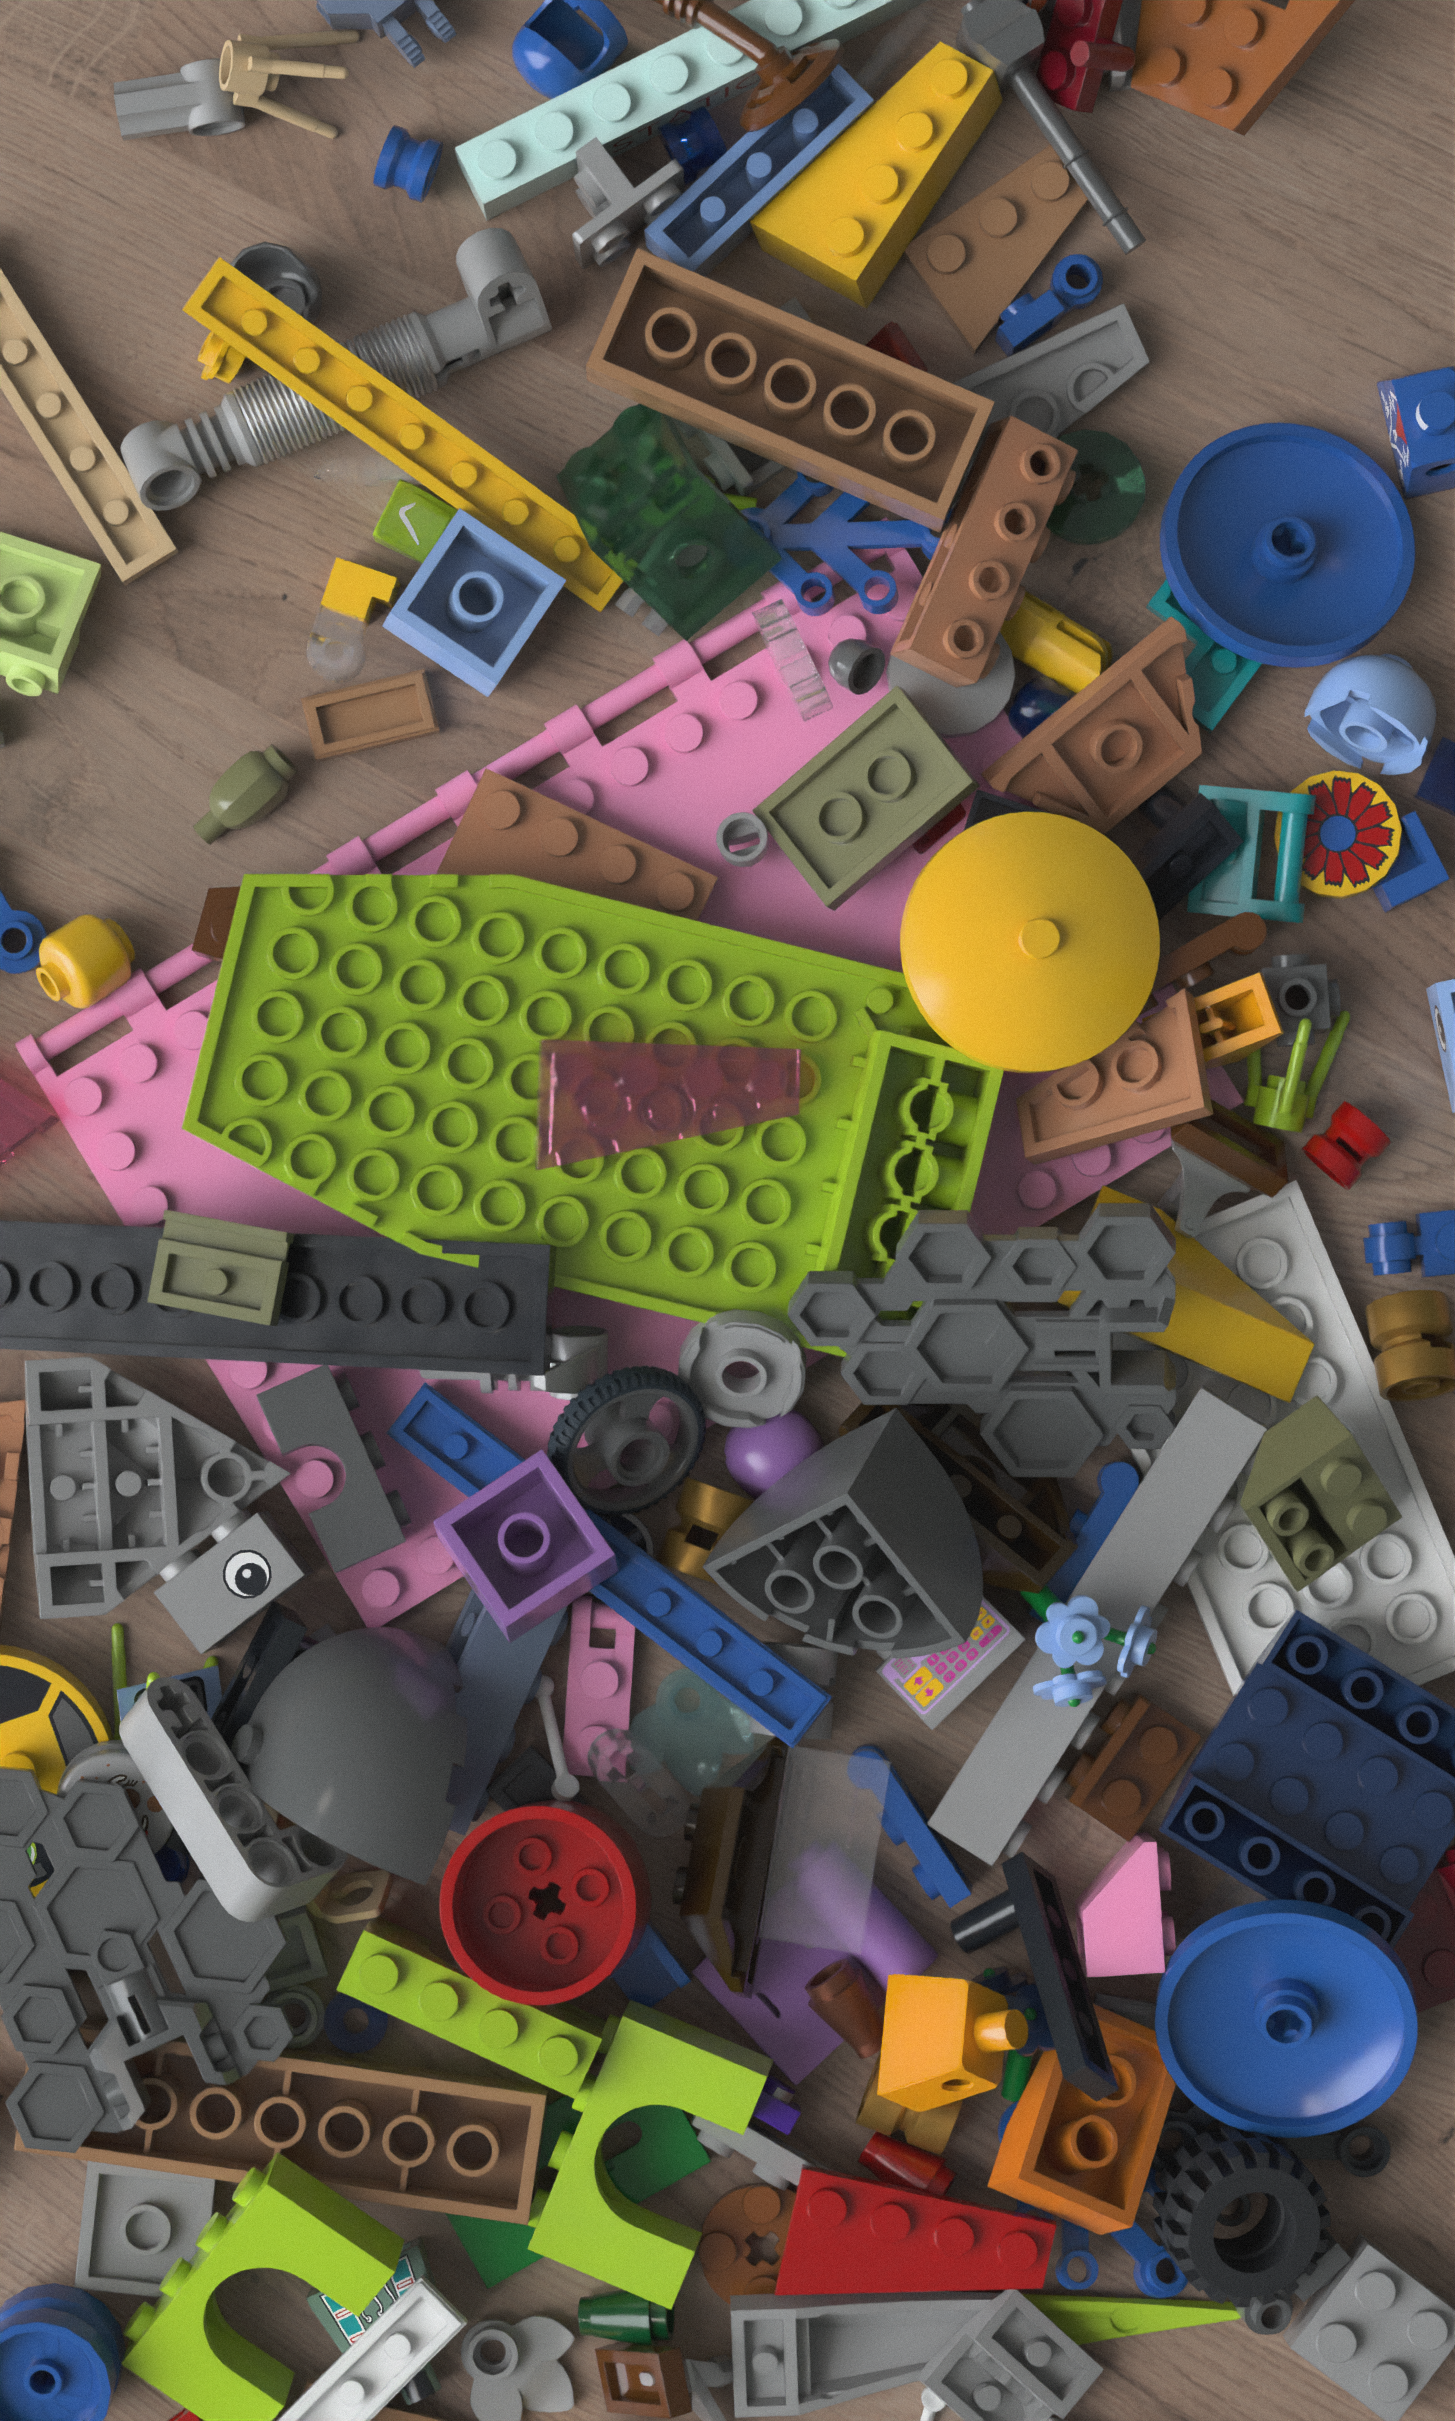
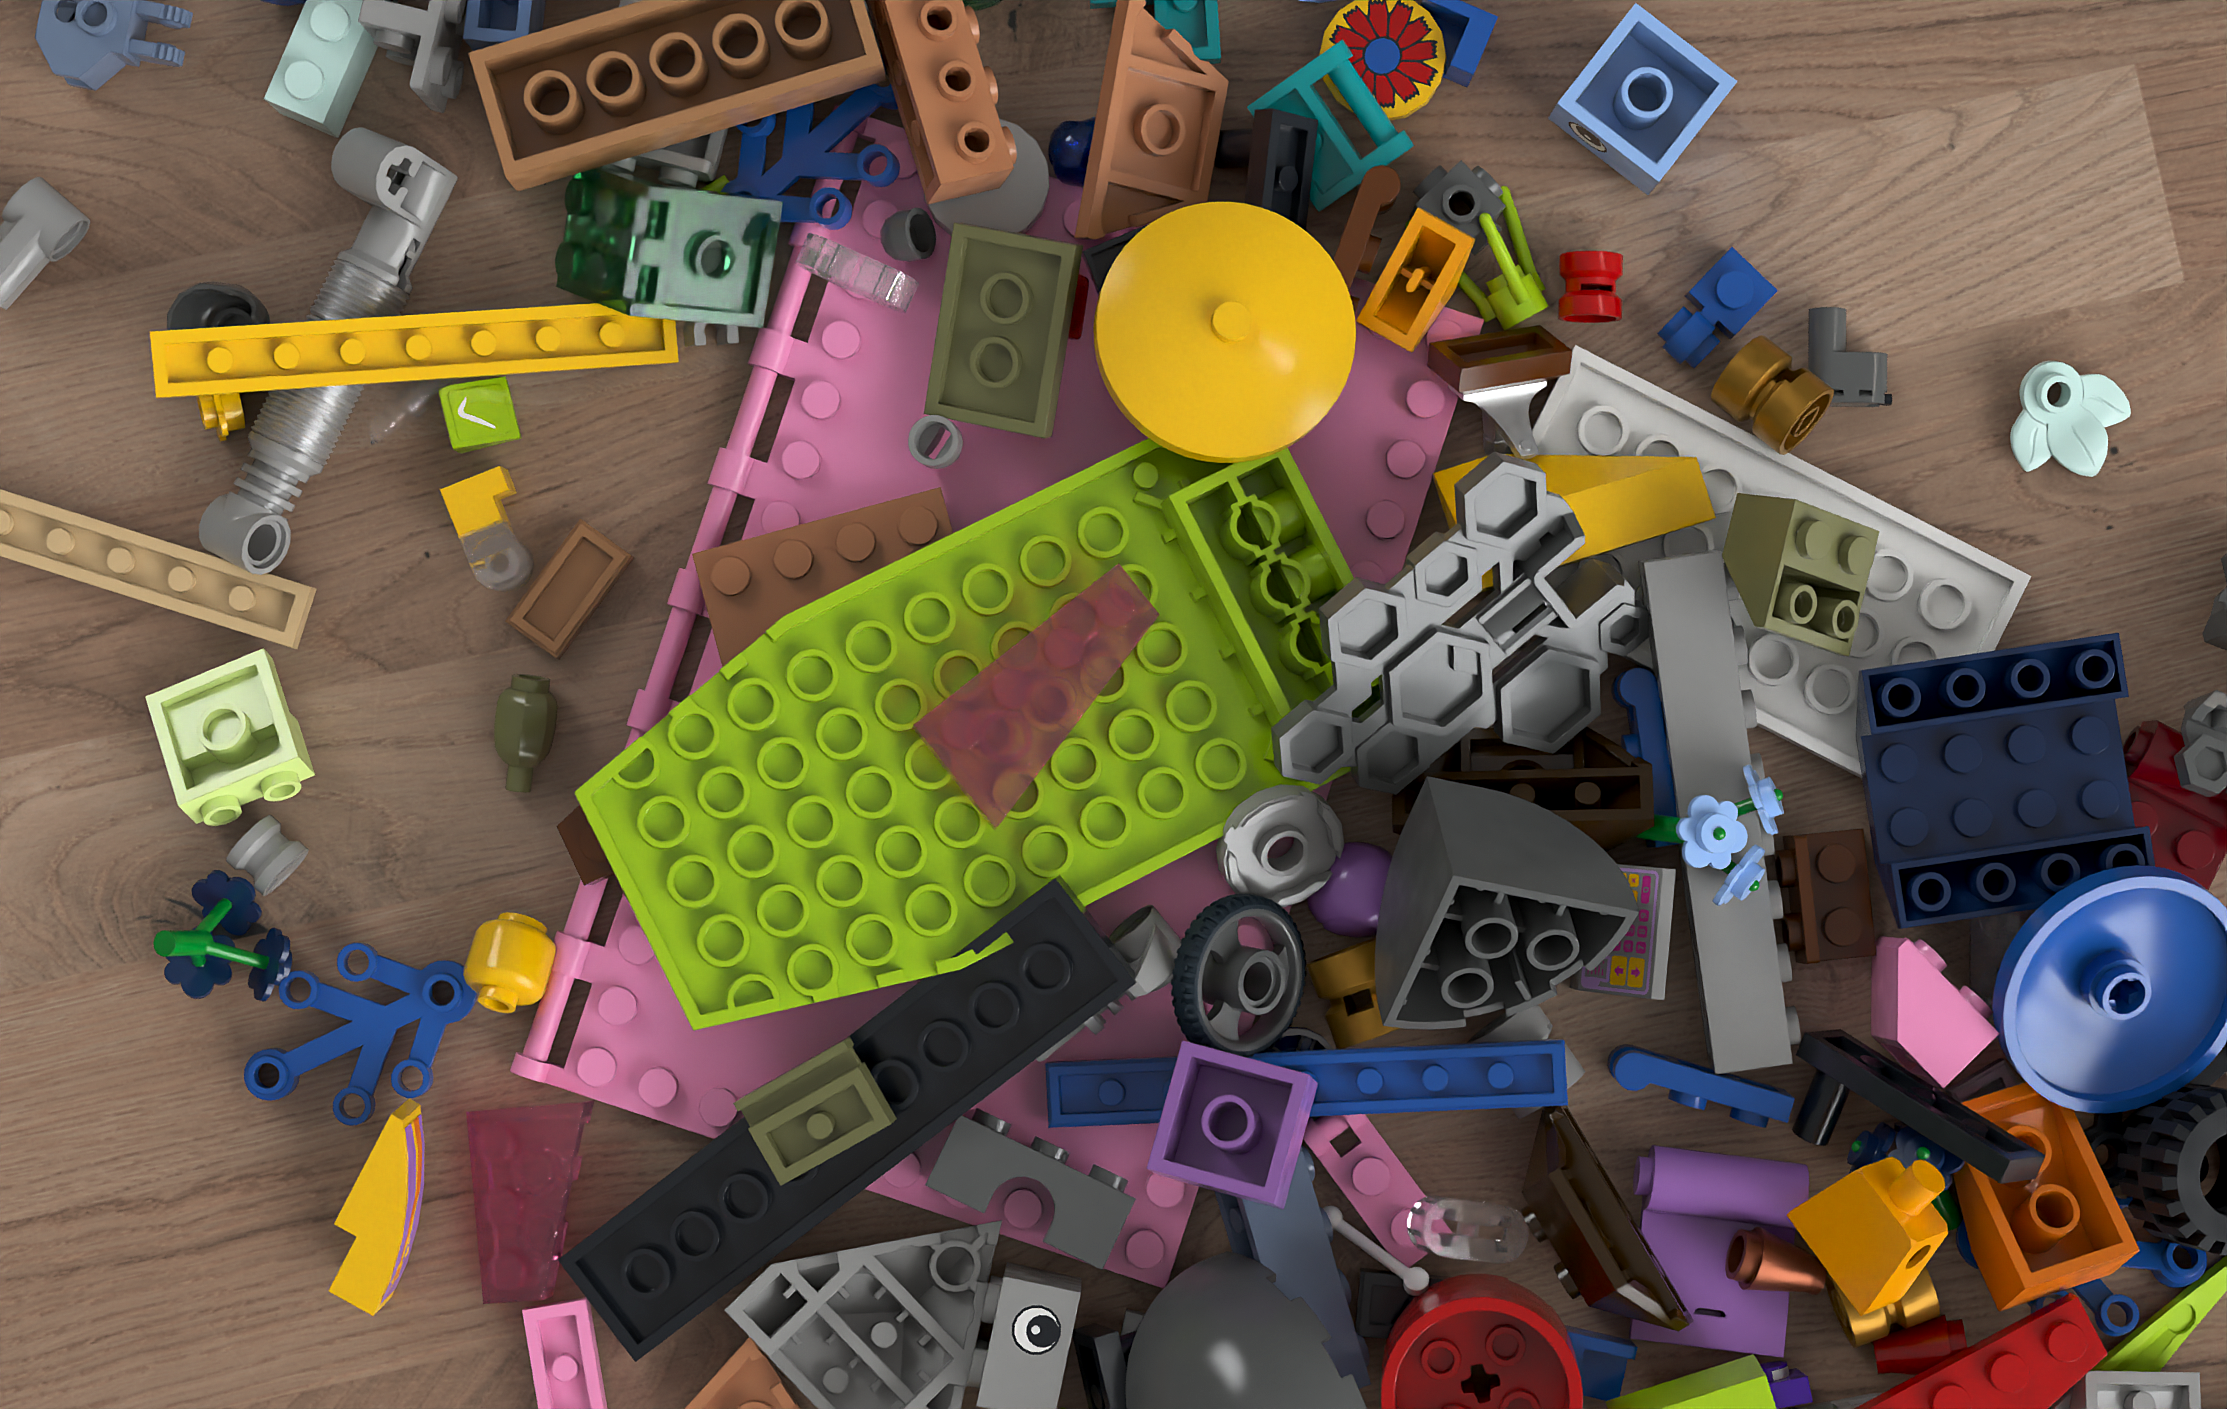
camera: 45 degrees left, 0 degrees up
(251, 69) = (55, 166): tan plant -> none
(408, 163) = (239, 143): blue wheel -> none
(473, 602) = (574, 435): light blue brick -> none
(694, 1739) = (1479, 1160): clear light blue plate -> none
(824, 1849) = (1655, 1159): clear piece -> none
(1056, 644) = (1048, 92): yellow arm -> none
(1129, 1089) = (1396, 378): nougat wing -> none

